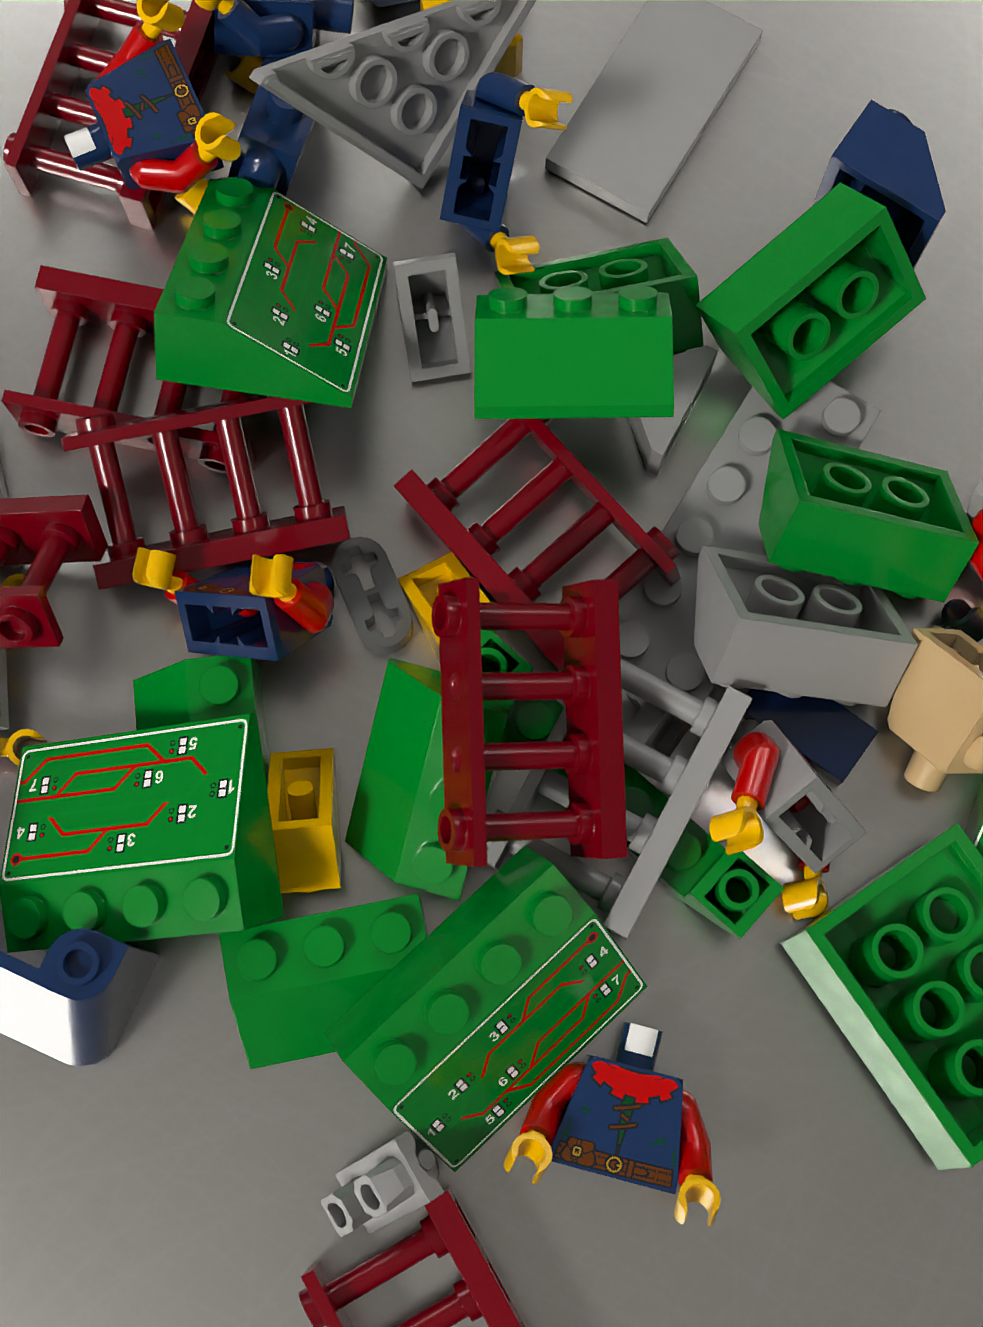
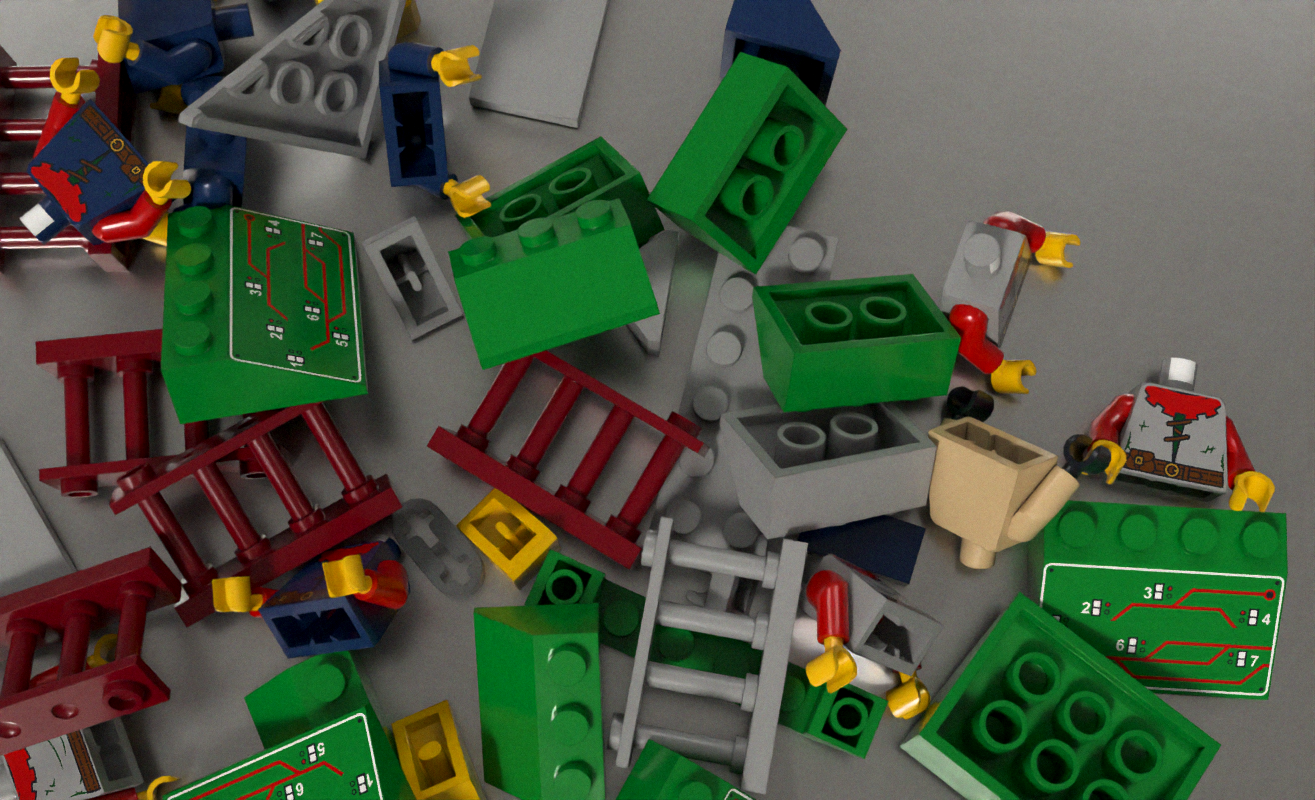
camera: 20 degrees left, 0 degrees up
(594, 721) = (680, 639): dark red fence -> none

